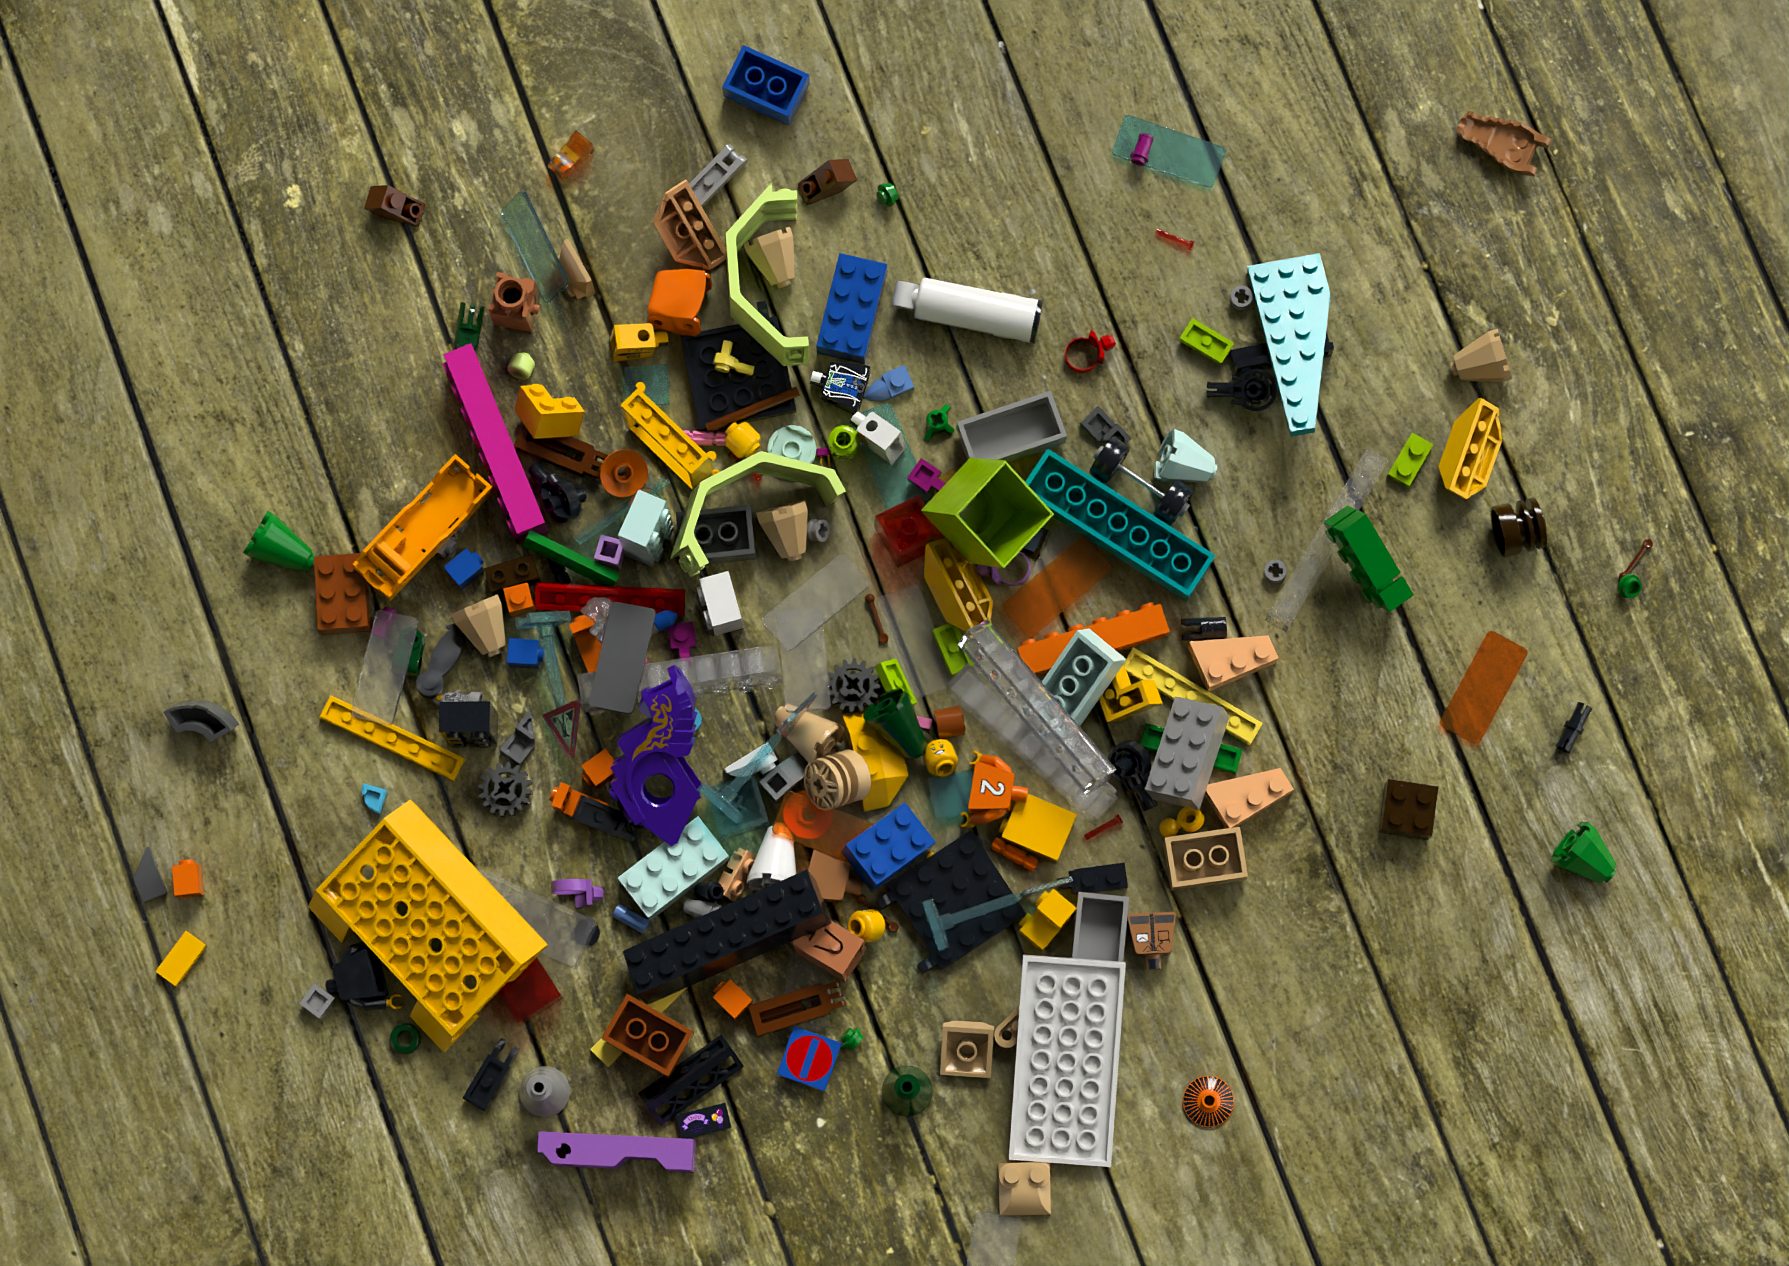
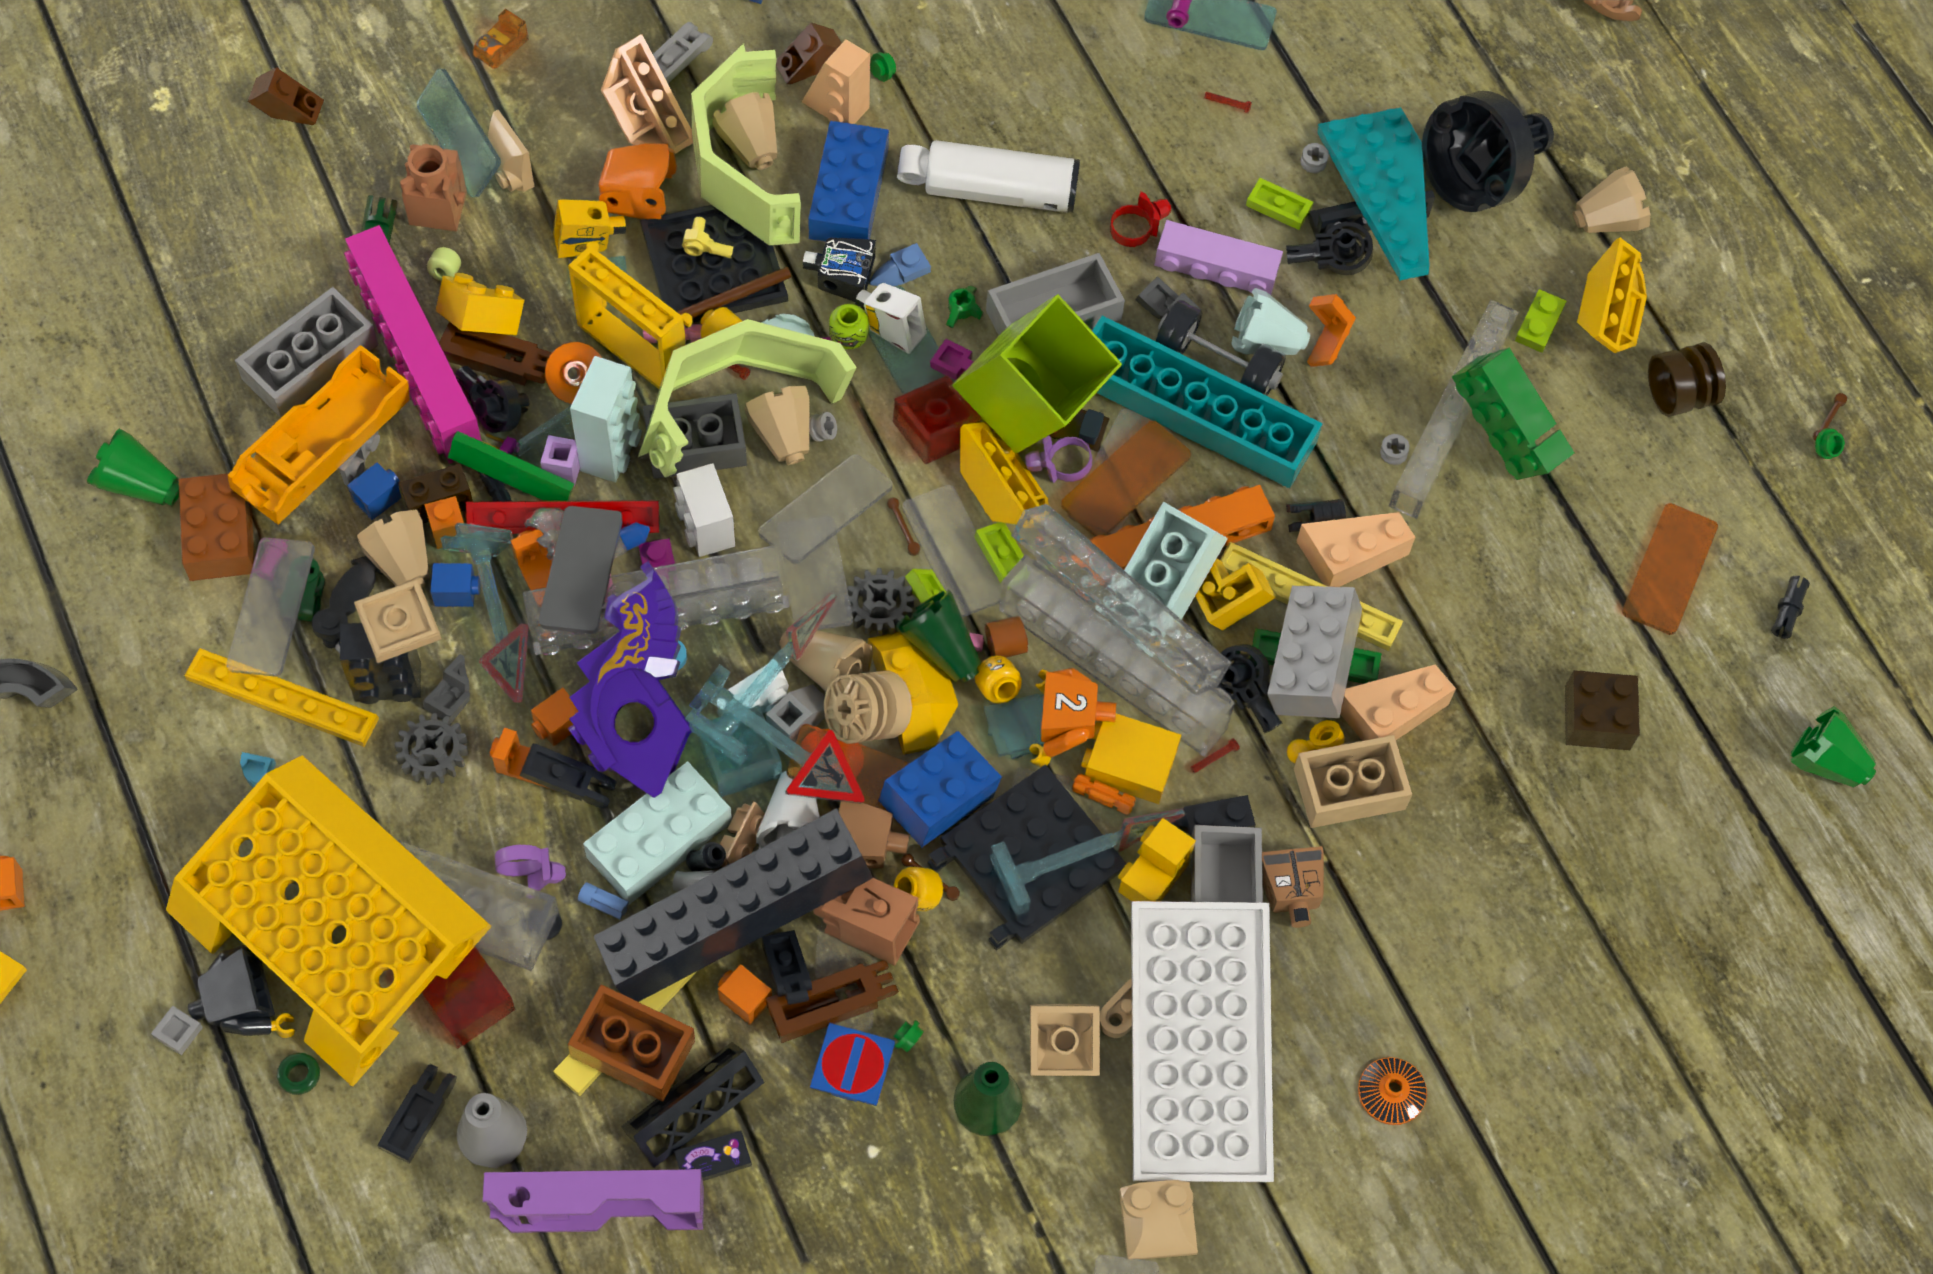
camera: 10 degrees left, 15 degrees down
(412, 445) = (305, 351): none -> light grey brick
(482, 704) = (397, 620): none -> tan plate
(568, 533) = (508, 444): none -> magenta piece
(765, 983) = (787, 966): none -> black hinge
(799, 834) = (822, 773): none -> clear light blue piece
(850, 221) = (842, 85): none -> light nougat wedge
(1149, 392) = (1217, 258): none -> lavender brick
(1237, 466) = (1337, 323): none -> orange bracket
(1377, 311) = (1482, 150): none -> black piece

